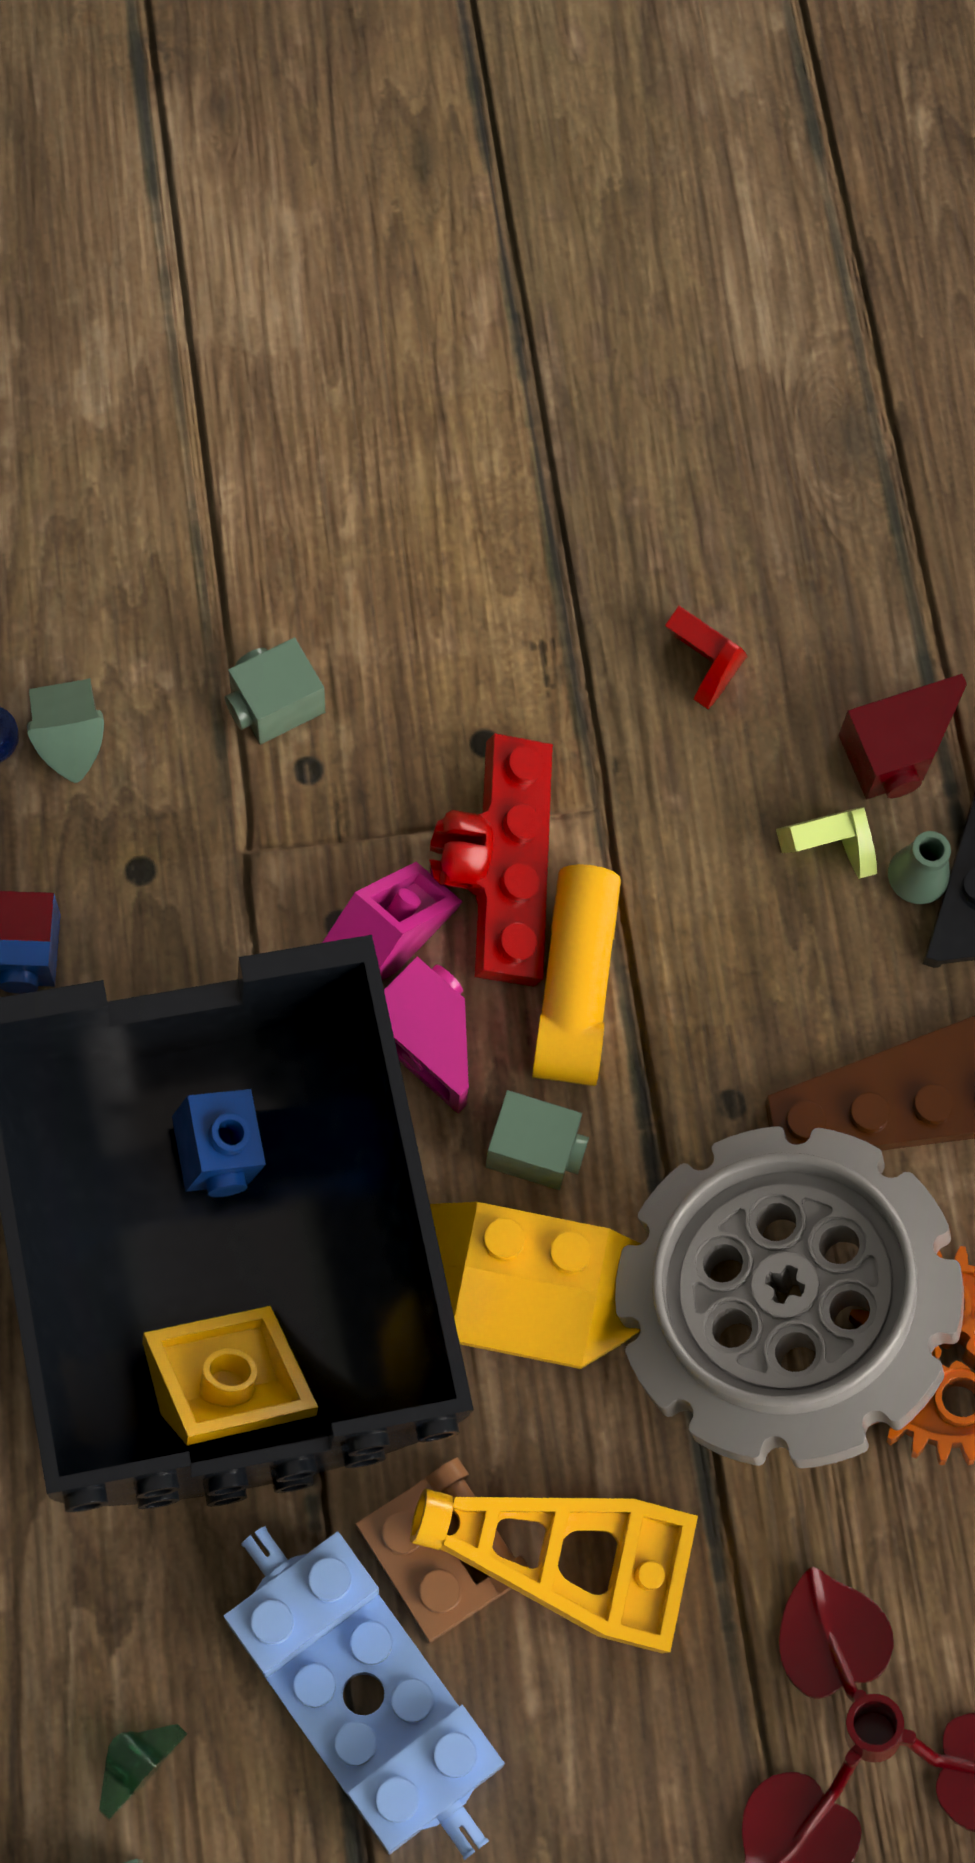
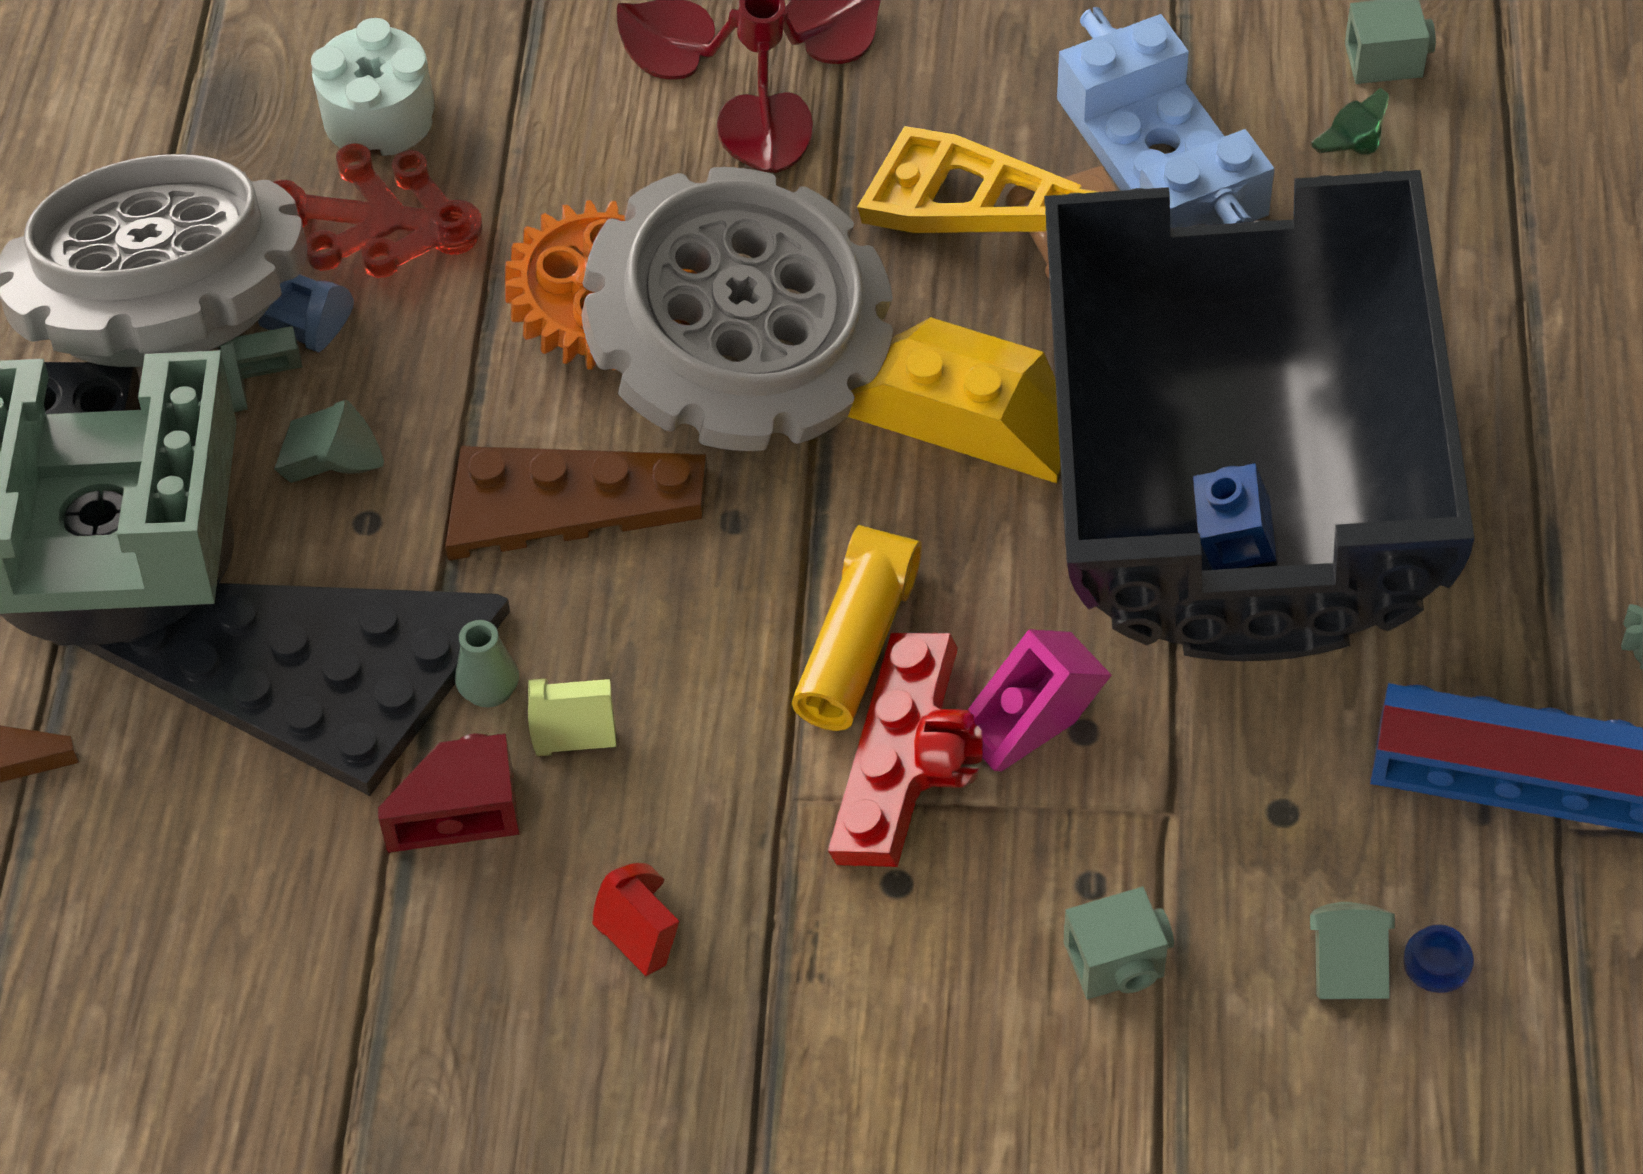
camera: 160 degrees left, 15 degrees down
(226, 1376) = (1248, 332): yellow slope -> none
(431, 1029) = (1016, 594): dark pink slope -> none
(536, 1141) = (931, 494): sand green brick -> none

